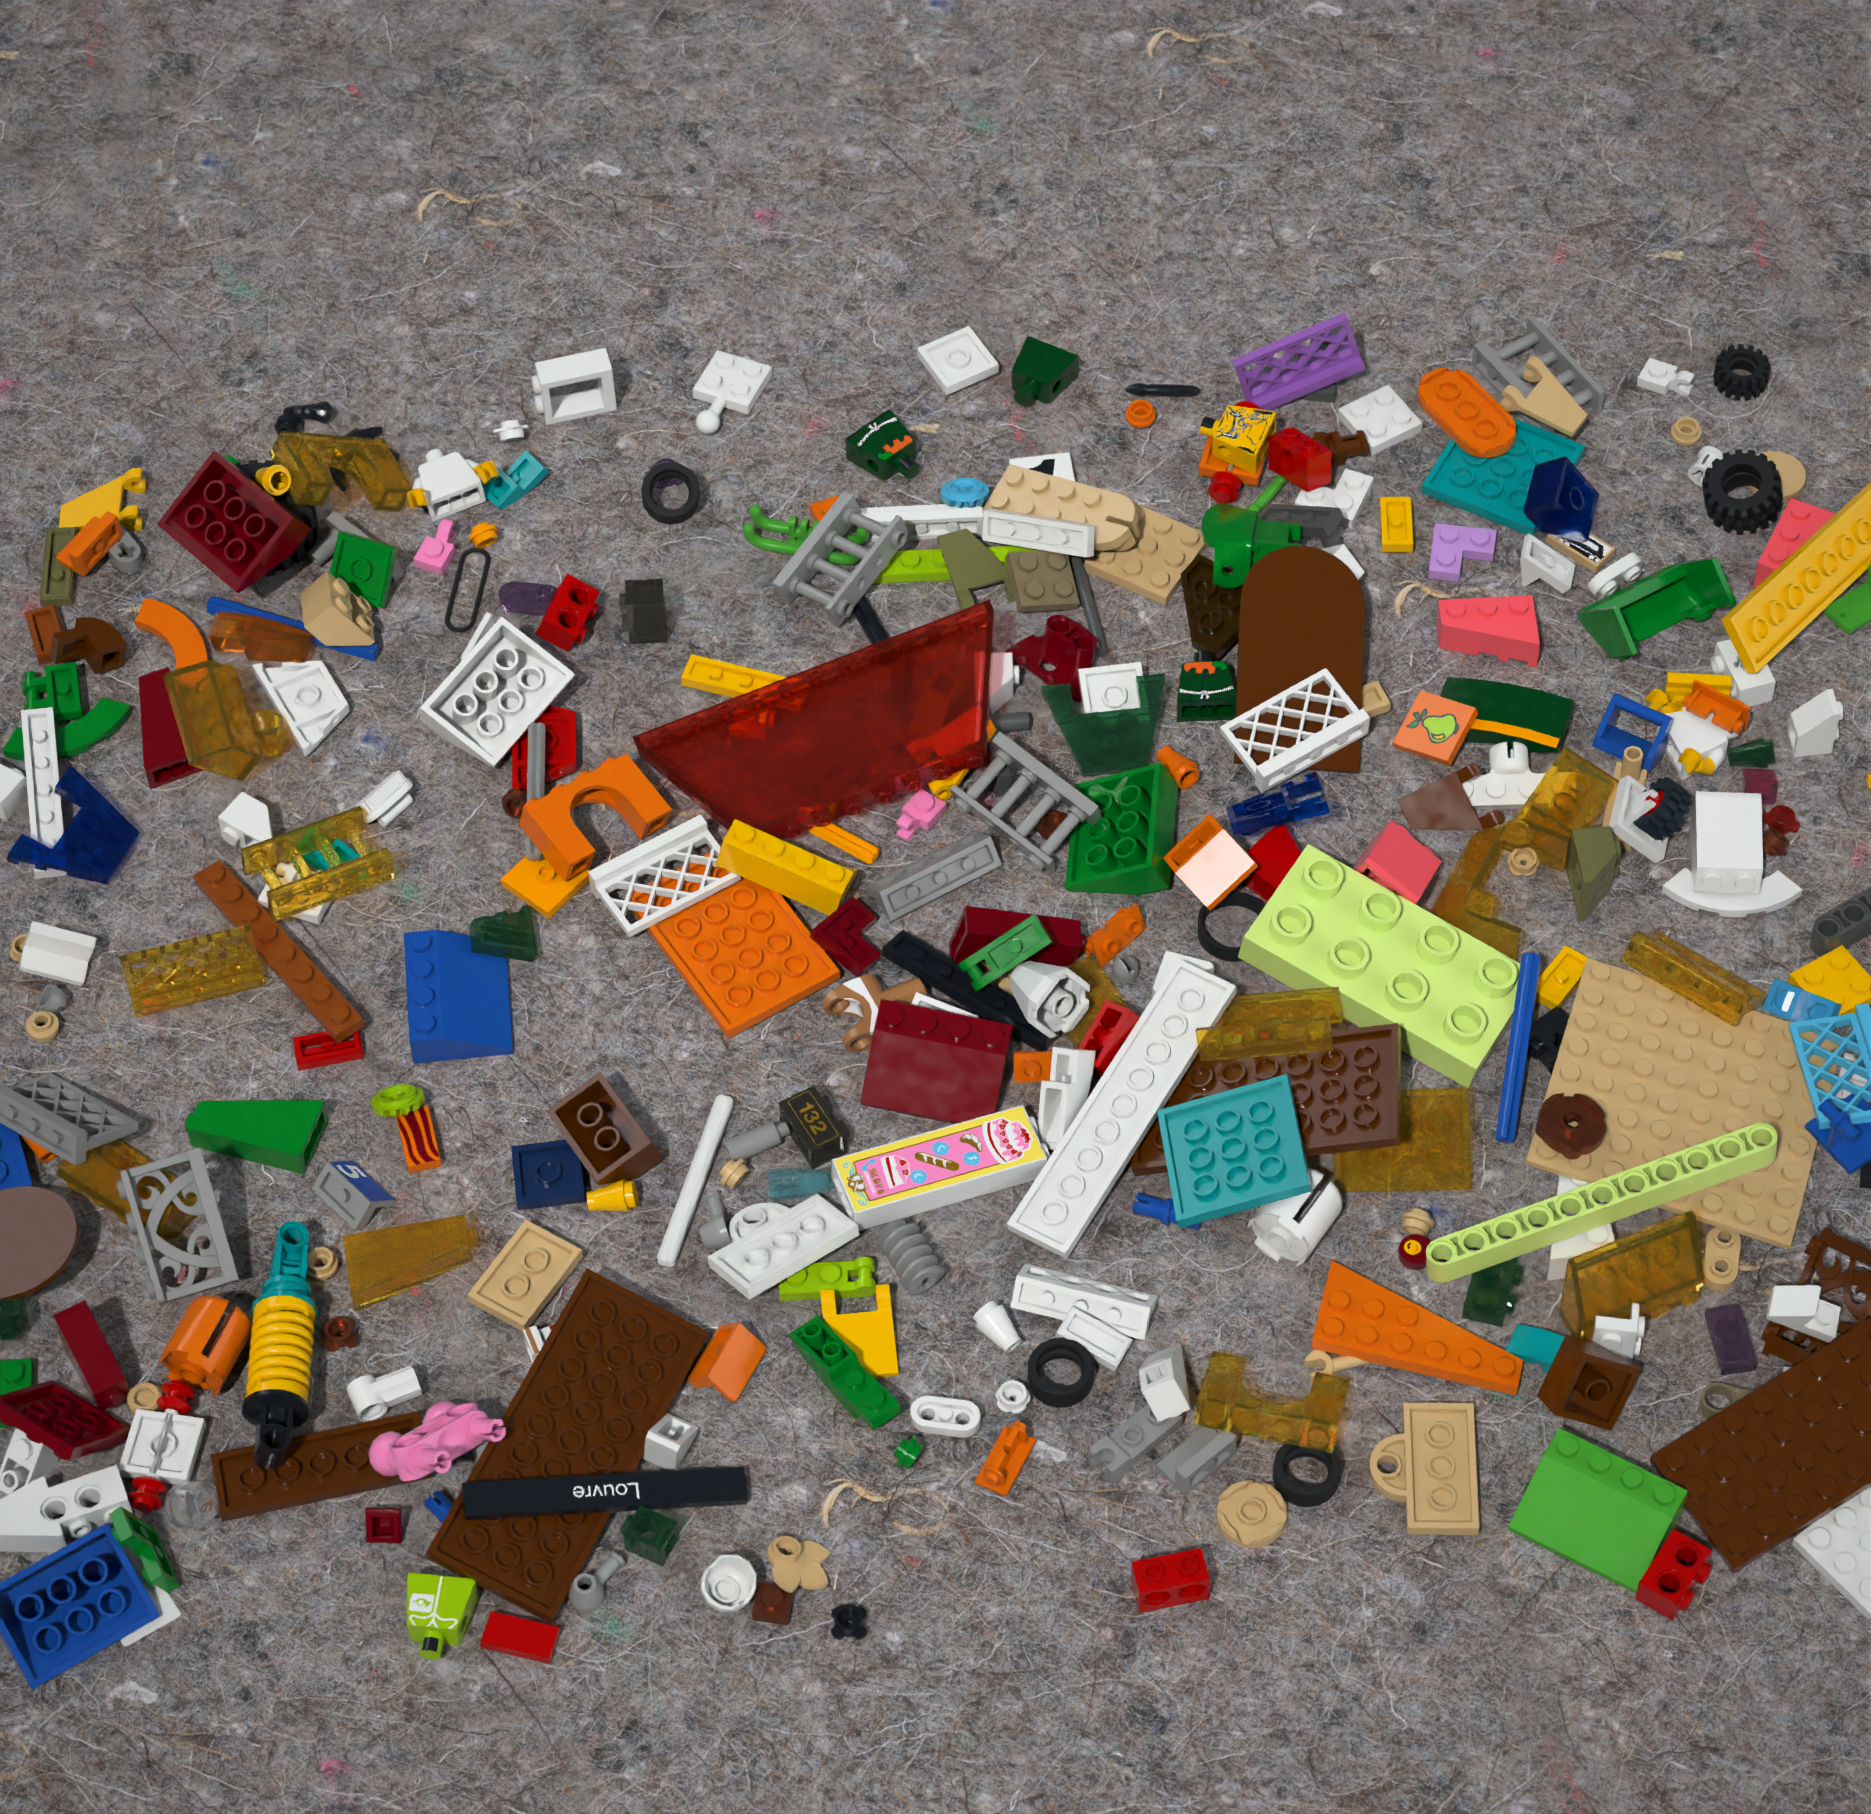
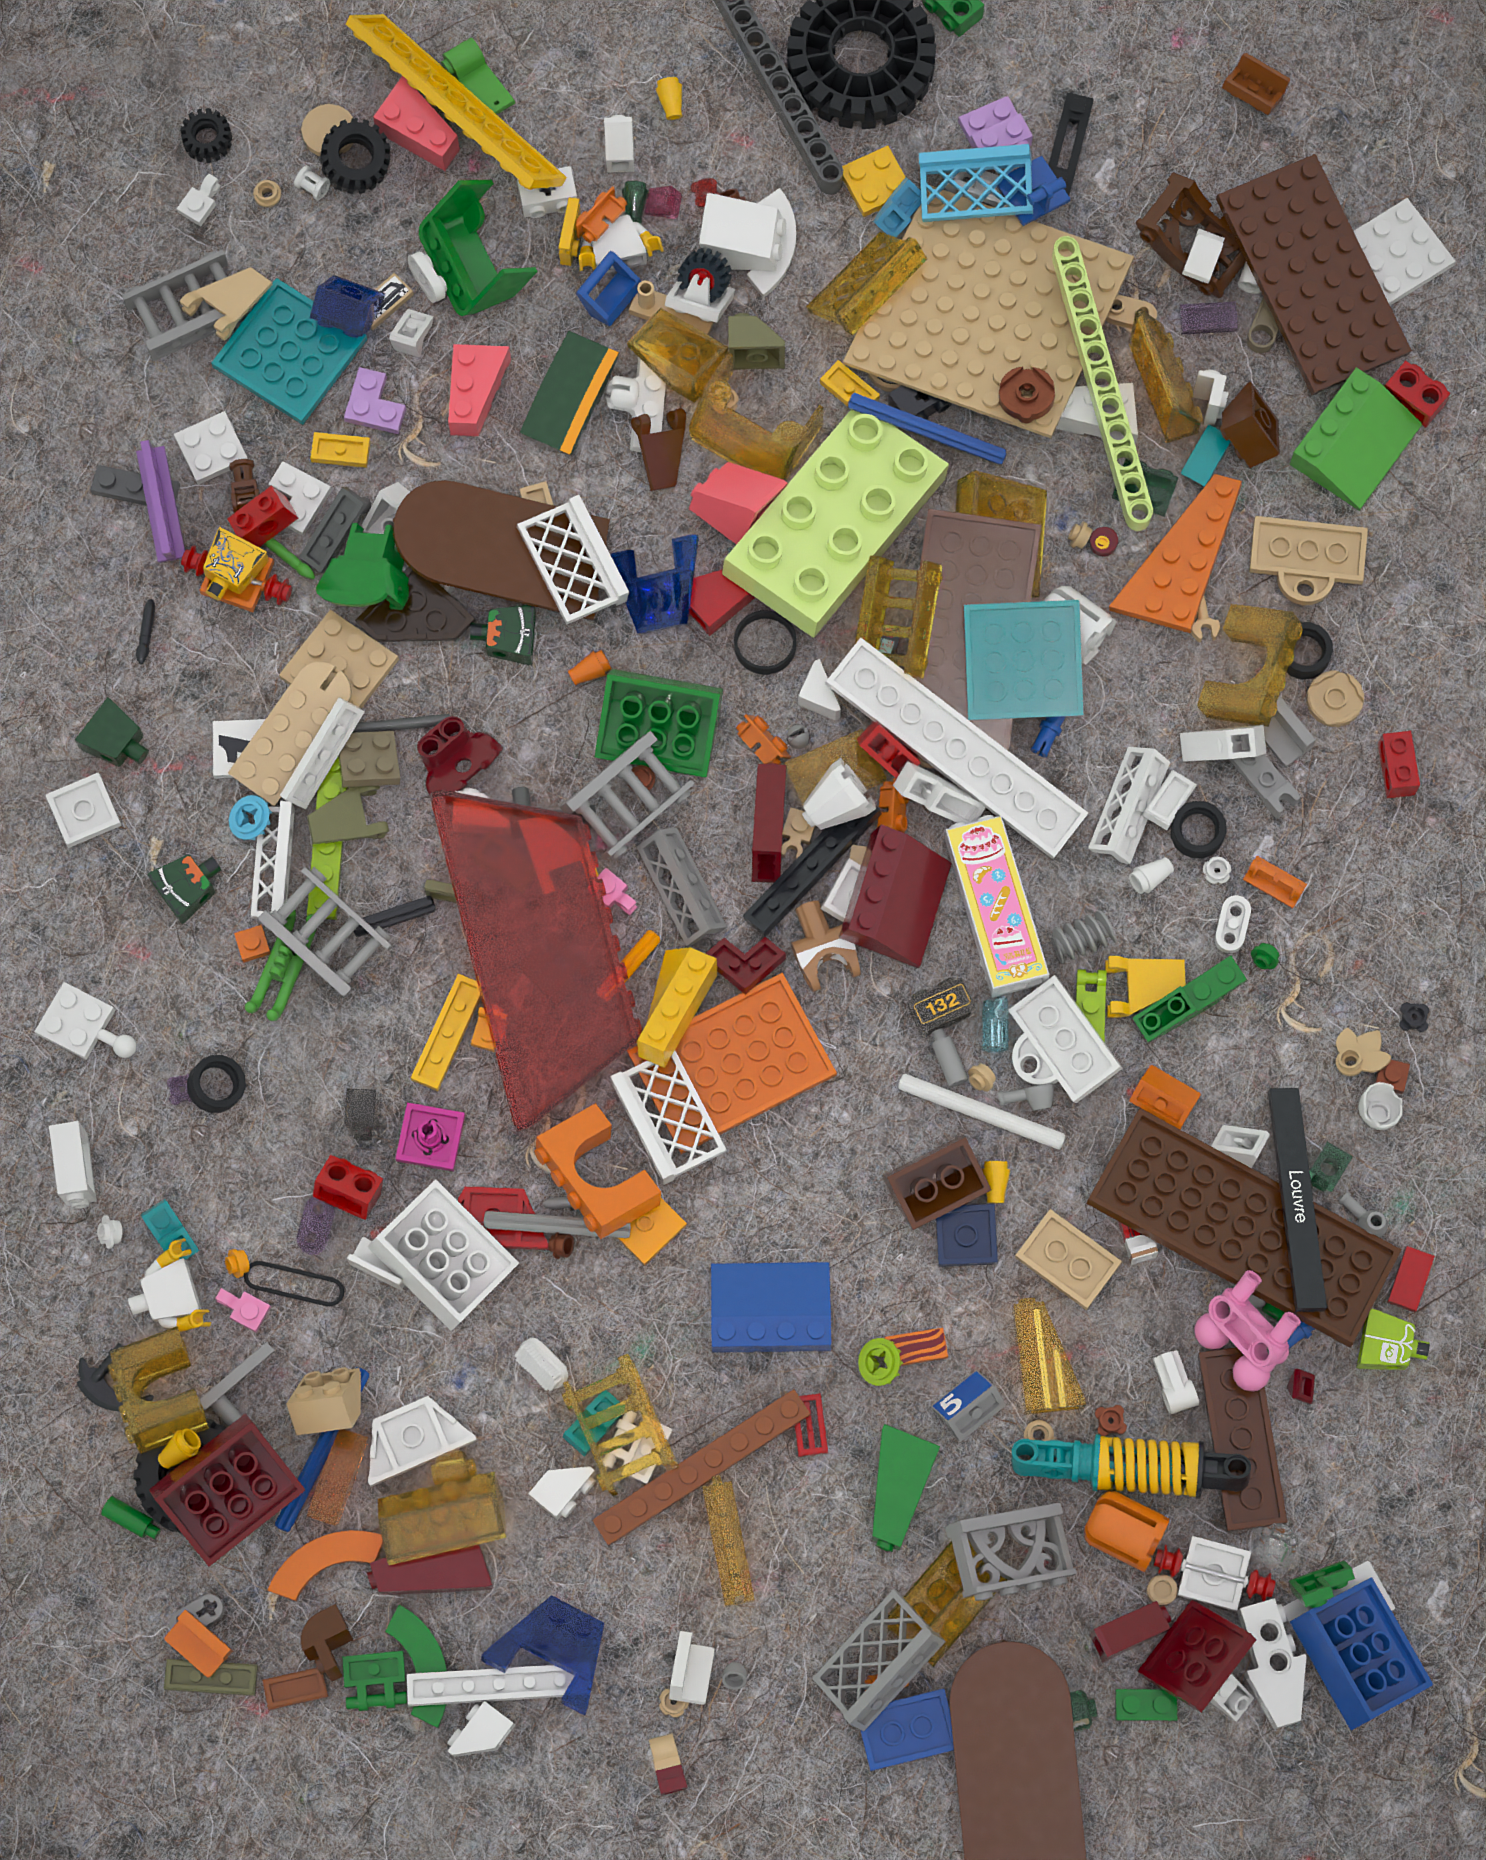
camera: 85 degrees left, 20 degrees up
(42, 1033) = (761, 1694): tan plate -> none
(106, 498) = (142, 1635): yellow flag -> none
(318, 411) = (53, 1420): black piece -> none
(364, 566) = (271, 1376): green plate -> none
(505, 935) = (711, 1259): clear green wing -> none
(629, 674) = (418, 1119): none -> dark pink plate
(1006, 951) = (799, 824): green plate -> none
(1108, 739) = (555, 718): clear green wing -> none
(1109, 687) = (509, 711): white plate -> none
(1140, 414) = (169, 648): orange plate -> none
(1210, 861) = (716, 646): slope -> none
(1435, 728) = (579, 448): orange tile -> none
(1466, 412) = (225, 369): orange tile -> none

